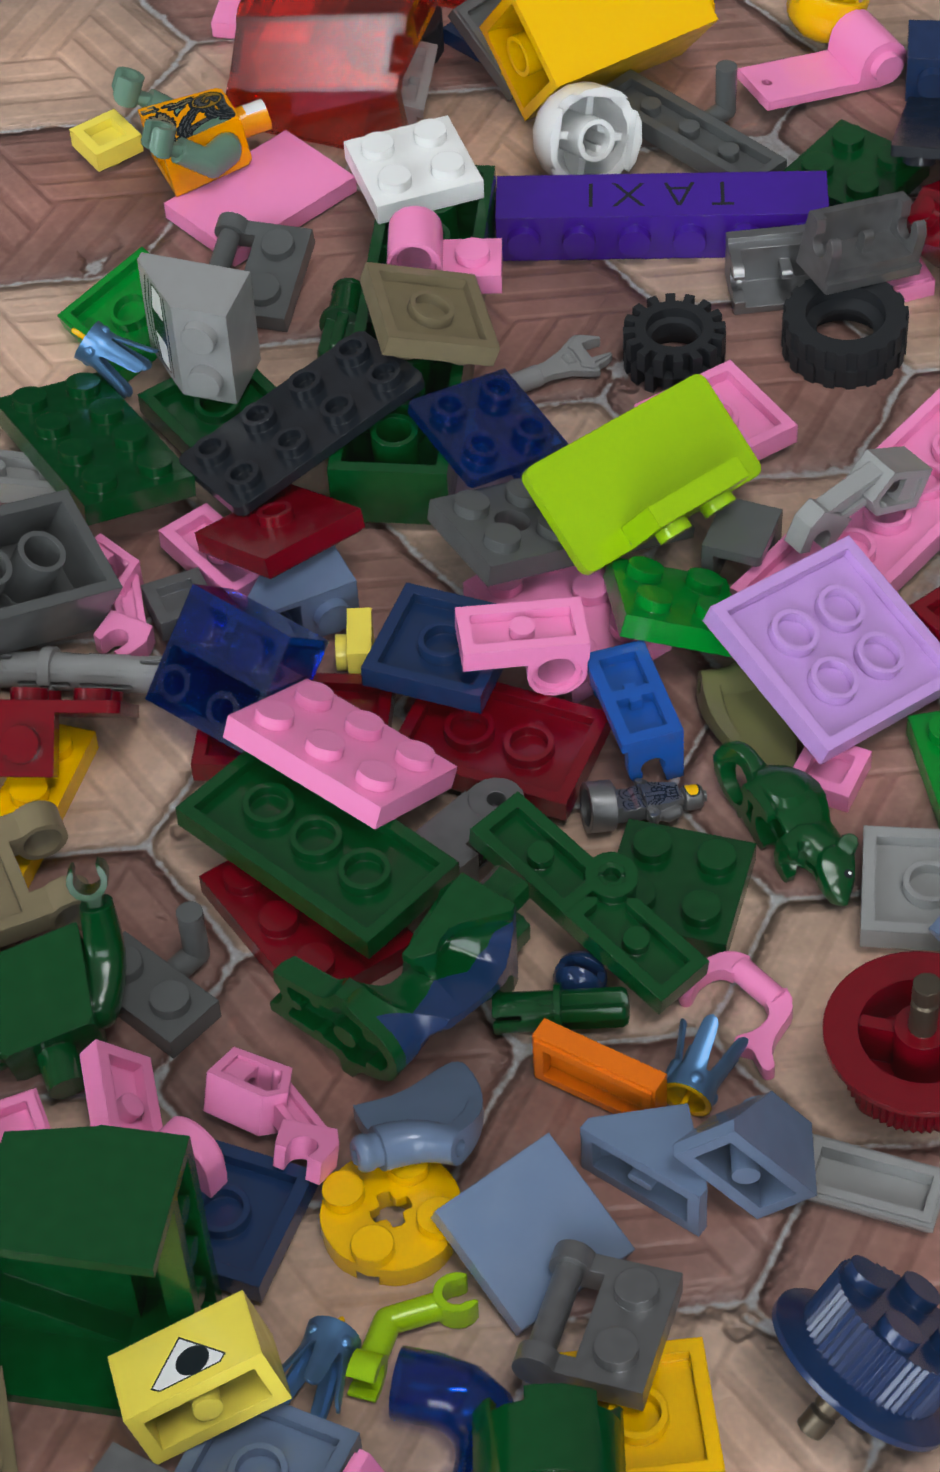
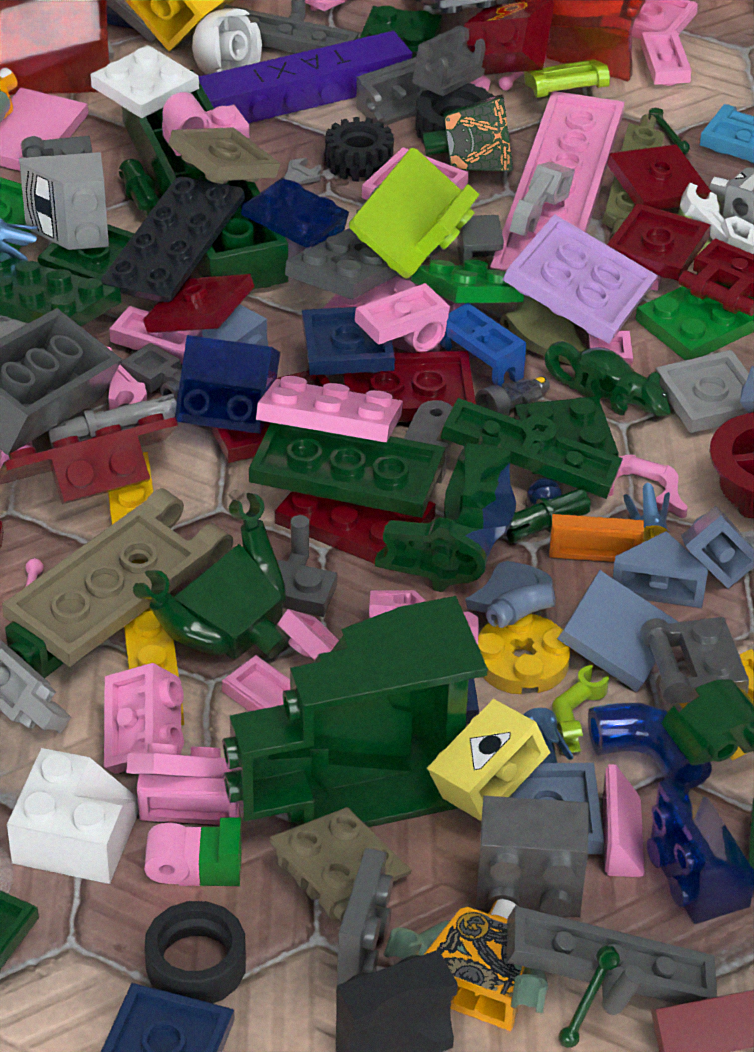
camera: 30 degrees left, 5 degrees down
(355, 645) = (291, 357): light yellow plate -> none
(833, 374) = (474, 137): none -> torso

